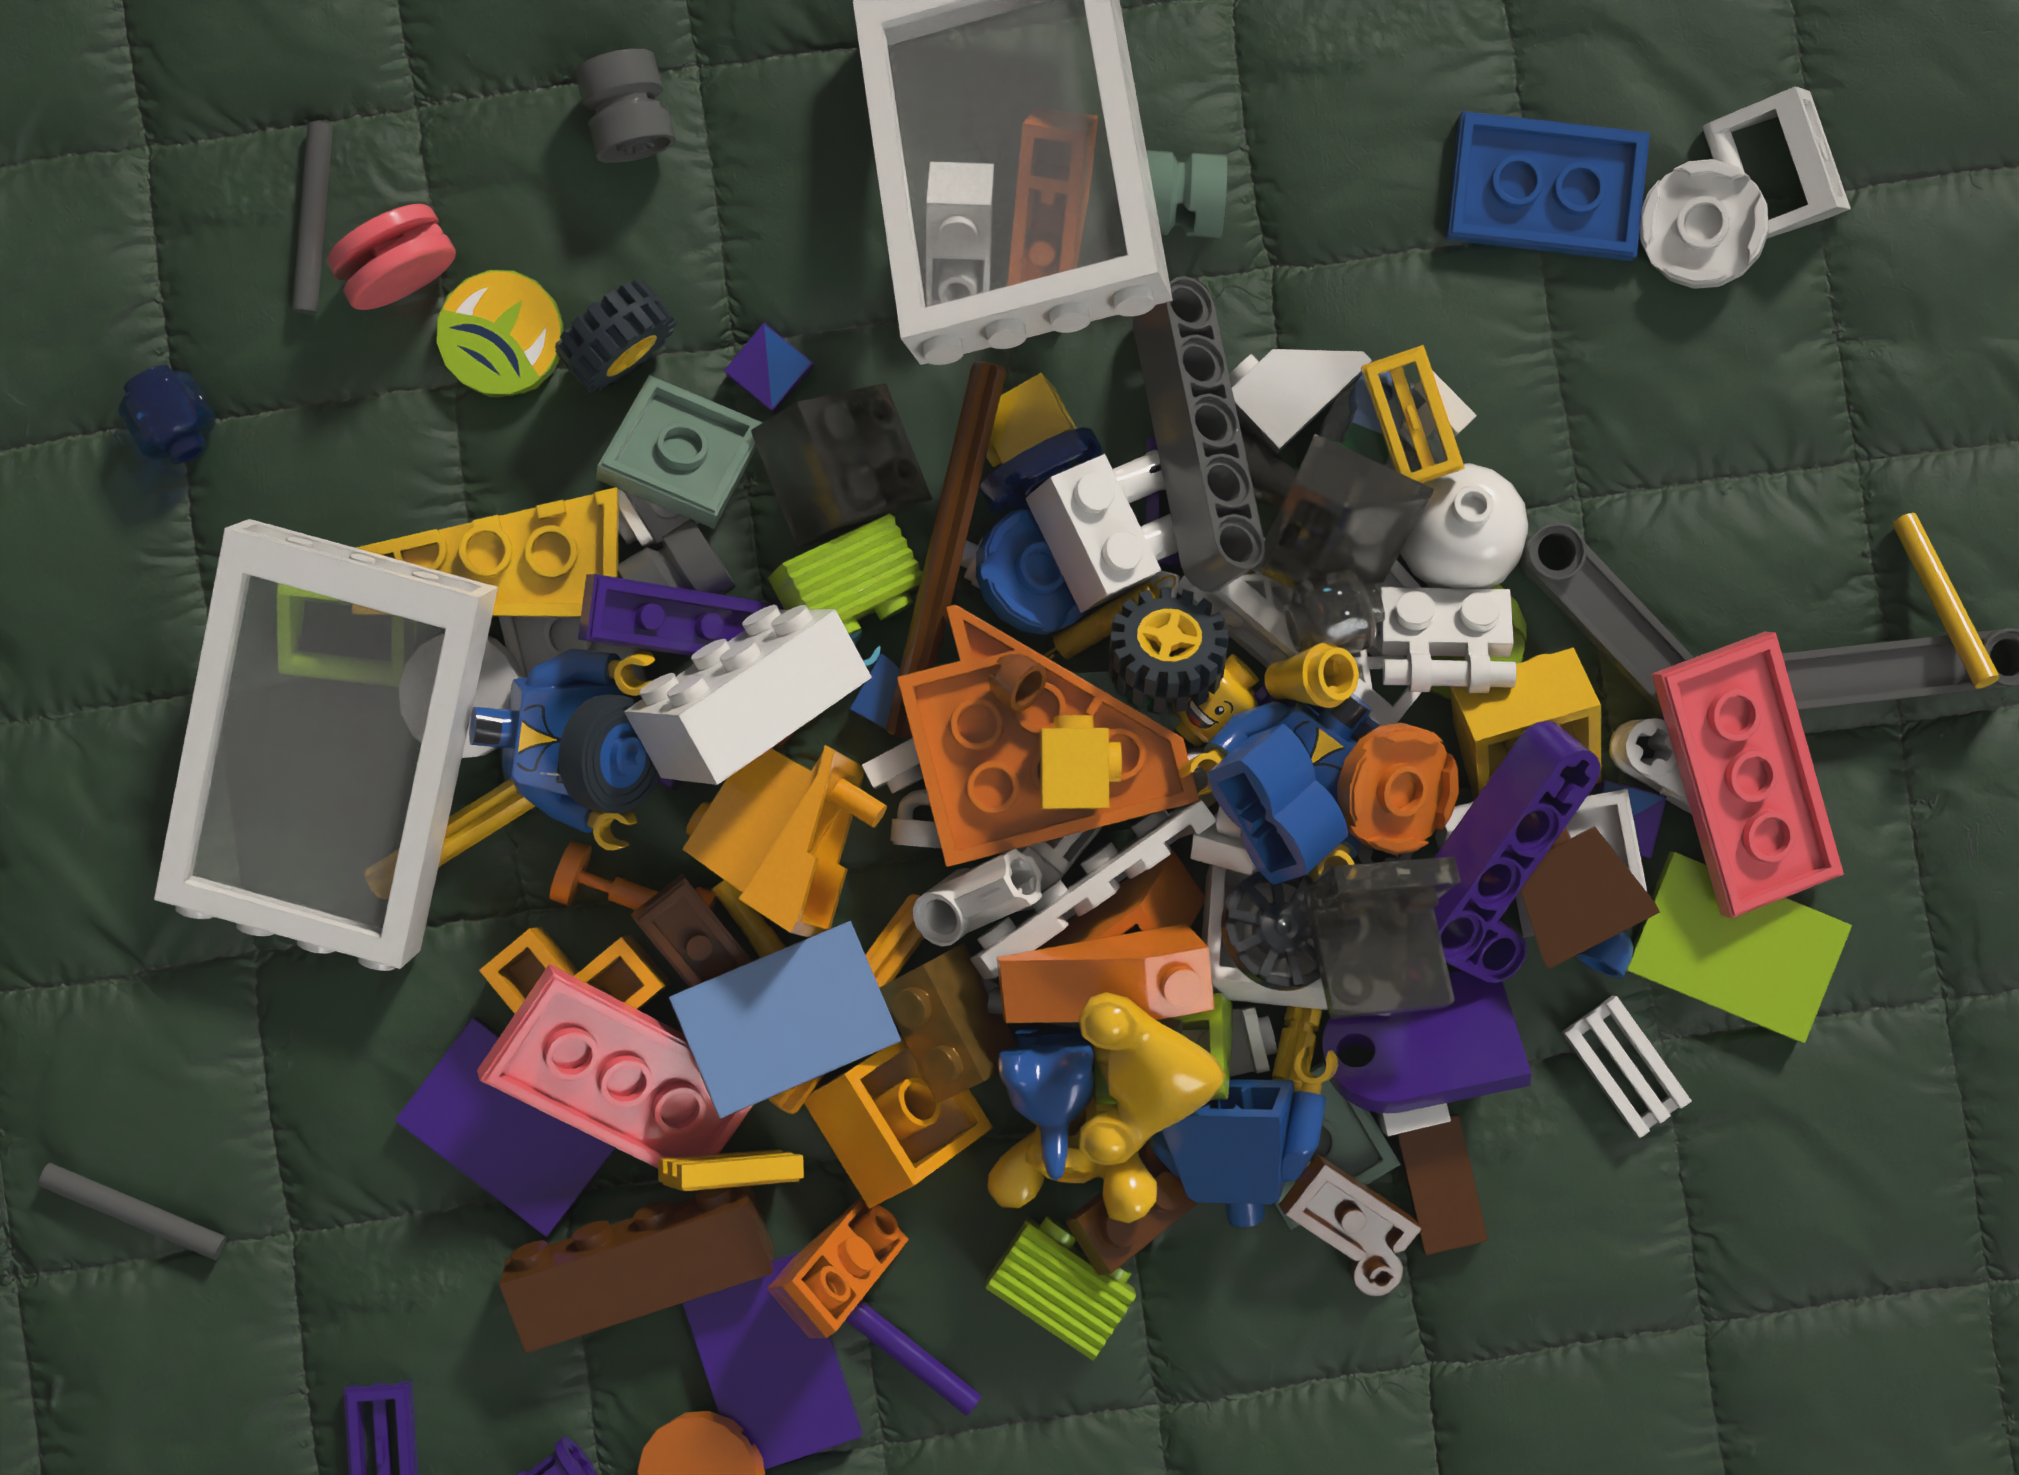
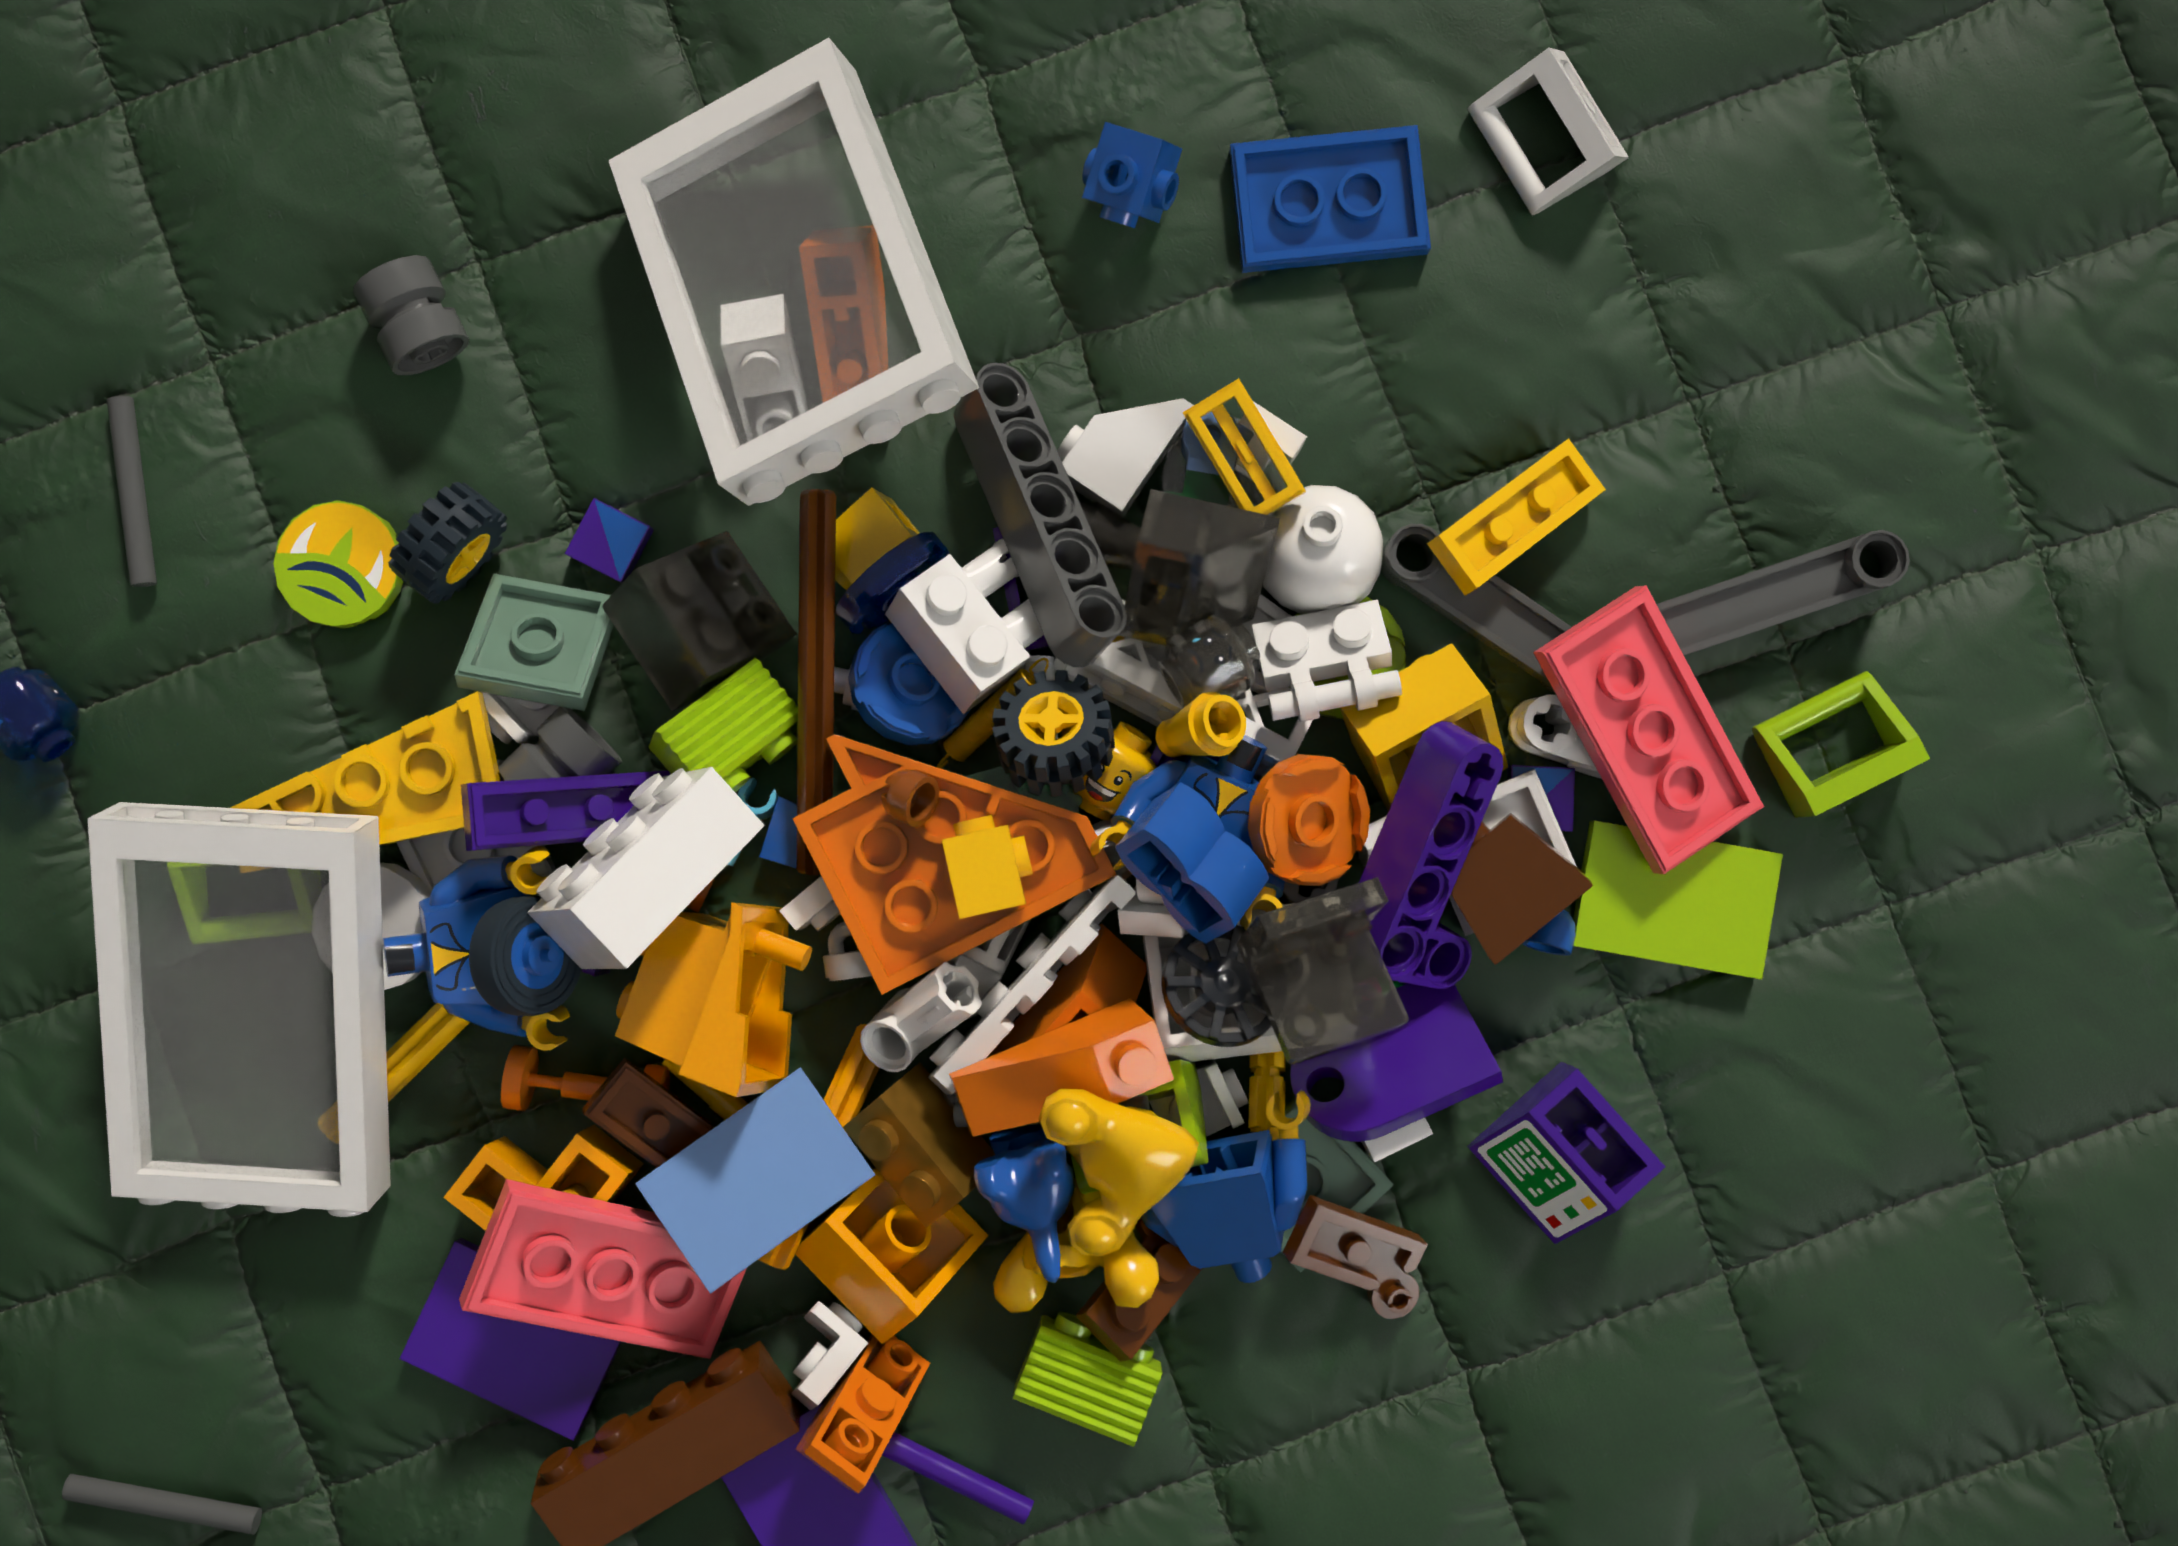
camera: 10 degrees left, 0 degrees up
(391, 256) = (211, 512): coral head -> none
(730, 1169) = (736, 1337): yellow tile -> none
(808, 1218) = (825, 1366): none -> white bracket
(1189, 192) = (977, 281): sand green wheel -> none
(1359, 122) = (1131, 175): none -> blue brick
(1441, 1186) = (1439, 1198): reddish brown tile -> none
(1575, 1170) = (1565, 1154): none -> dark purple slope
(1658, 1110) = (1633, 1075): white tile -> none
(1663, 538) = (1516, 517): none -> yellow plate
(1704, 224) = (1489, 202): white tile -> none
(1888, 876) = (1810, 798): none -> lime tile
(1945, 601) = (1805, 518): yellow bar -> none

